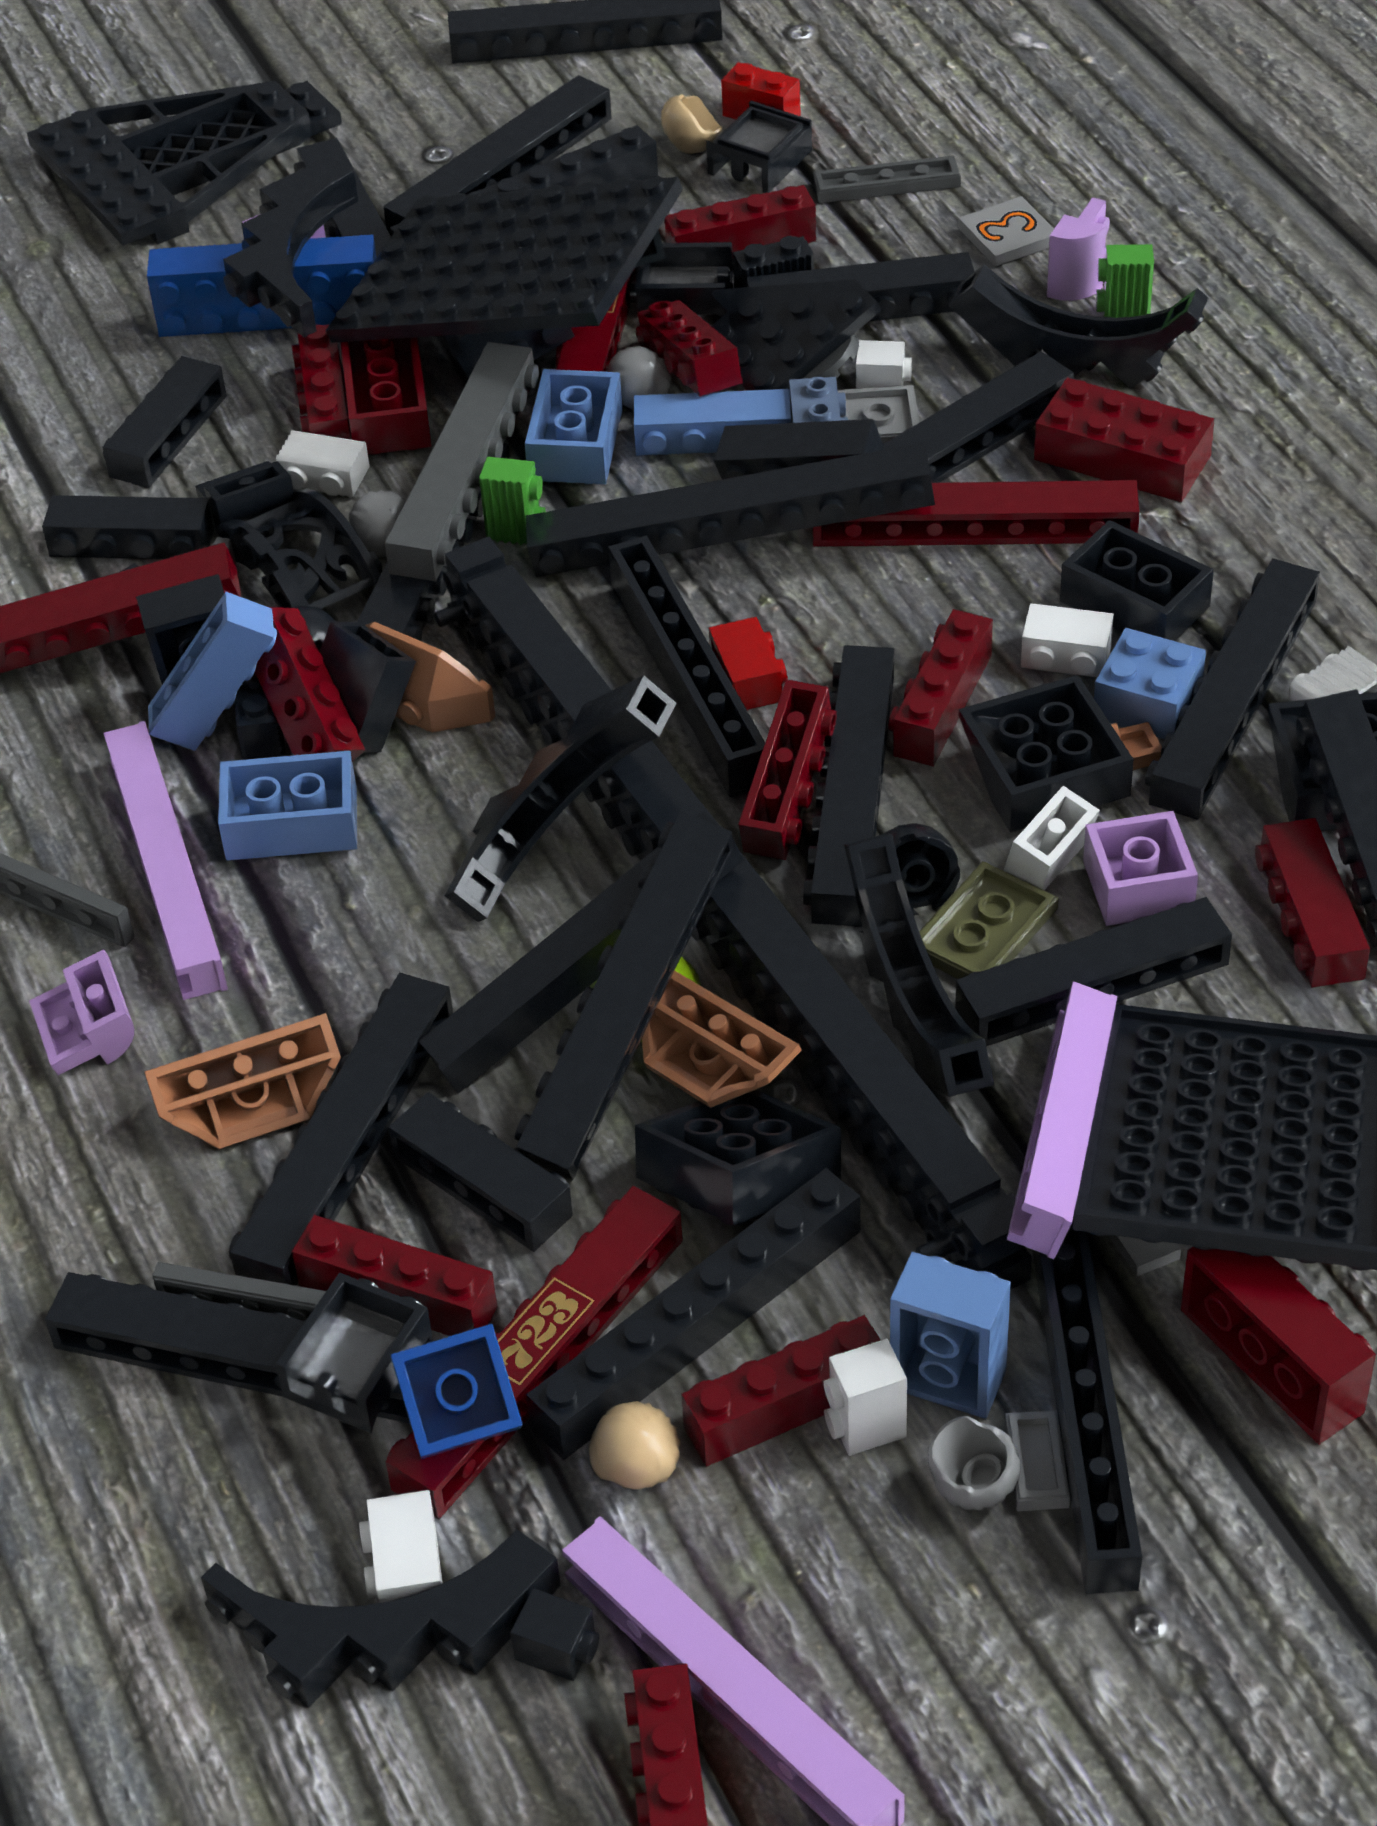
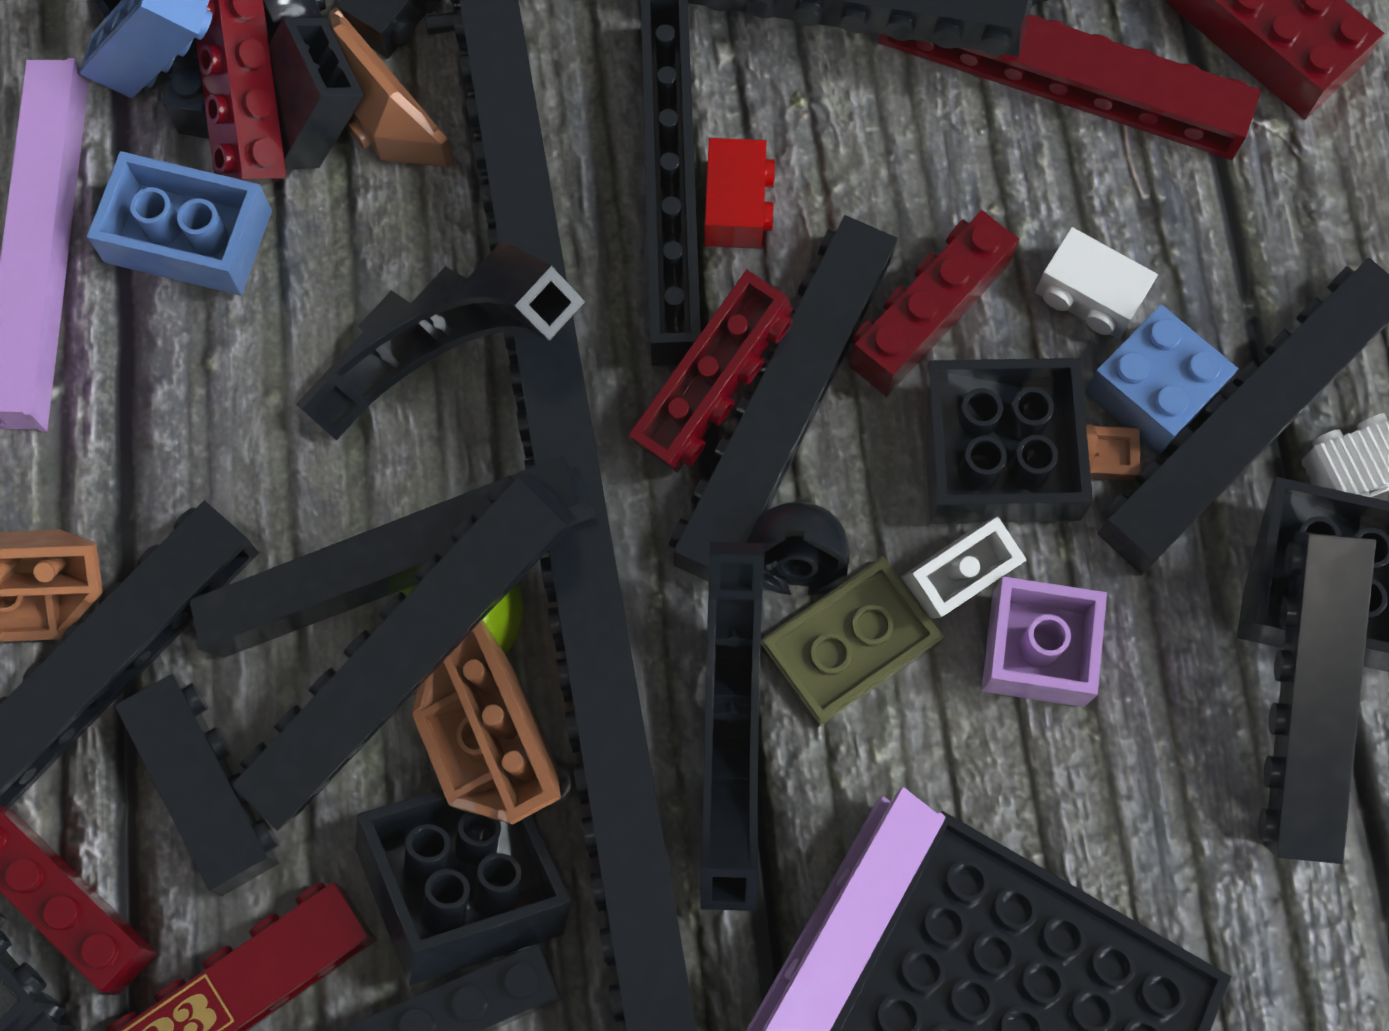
camera: 15 degrees right, 25 degrees up
(1115, 961) = (940, 757): black brick -> none
(1137, 581) = (1201, 237): black brick -> none
(1312, 903) = (1216, 751): dark red brick -> none

